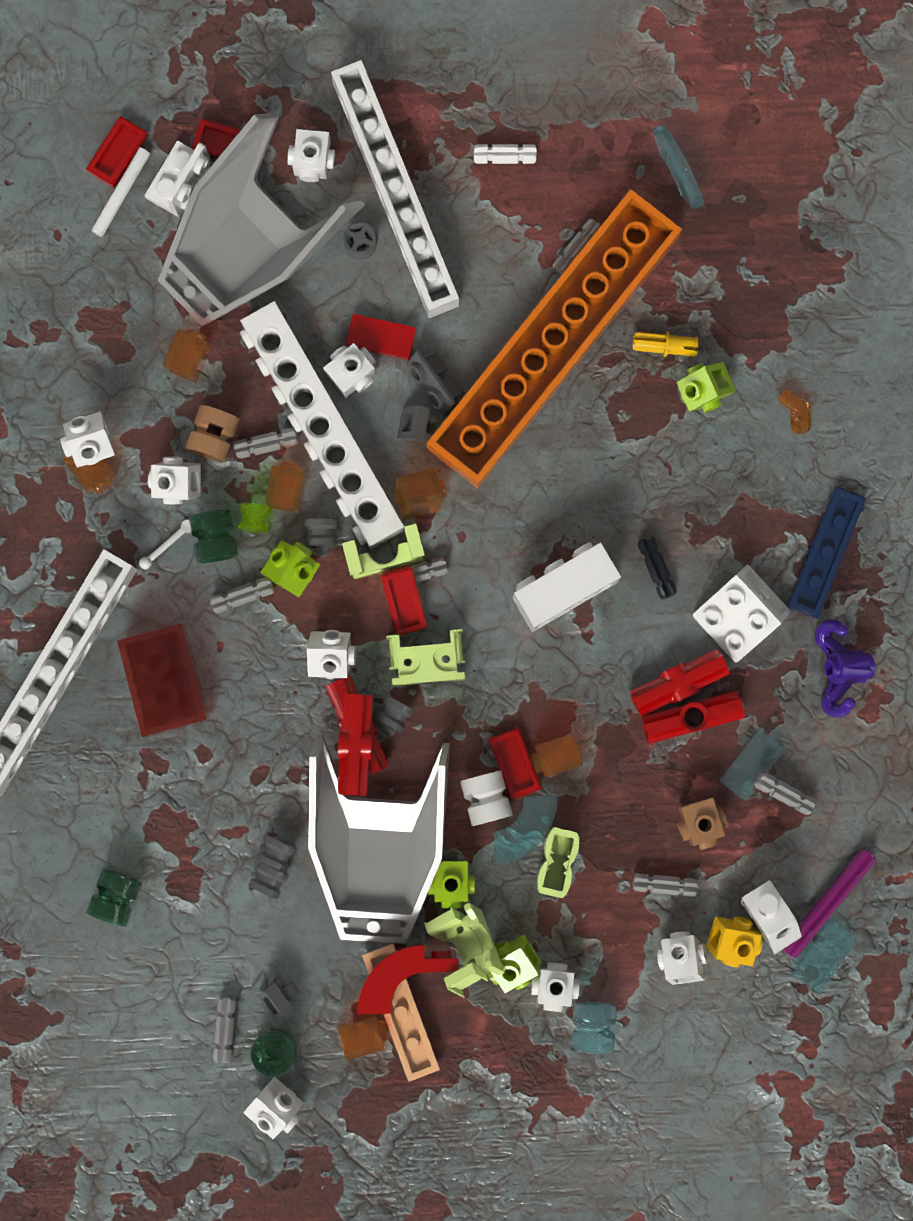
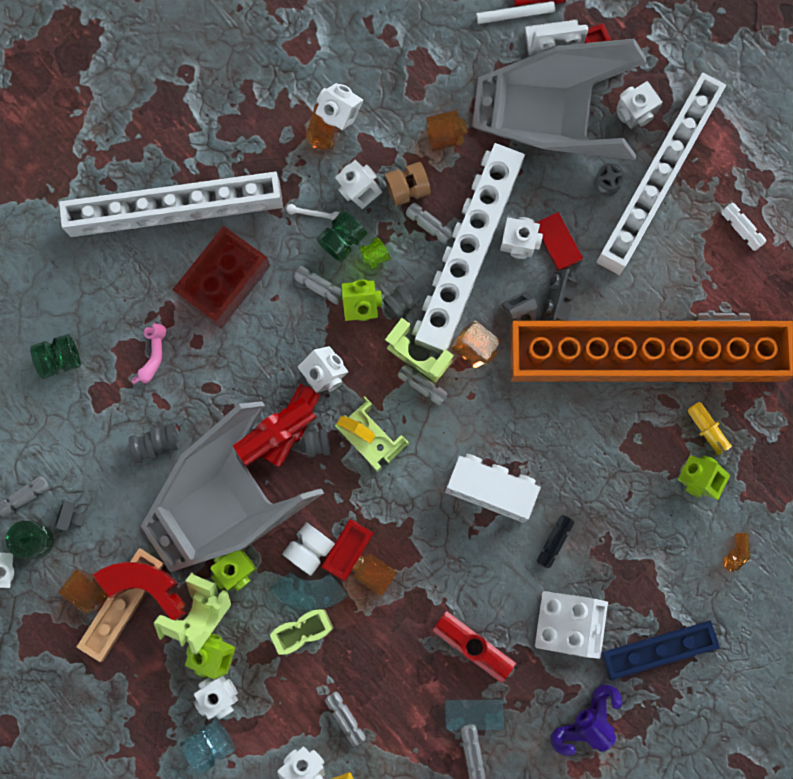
camera: 55 degrees right, 5 degrees down
(166, 787) = (156, 335): none -> bright pink piece
(286, 487) = (410, 257): clear orange brick -> none
(403, 600) = (398, 390): red tile -> none
(412, 667) = (356, 429): none -> yellow tile
(679, 682) = (490, 618): red piece -> none
(692, 814) = (411, 701): medium nougat brick -> none

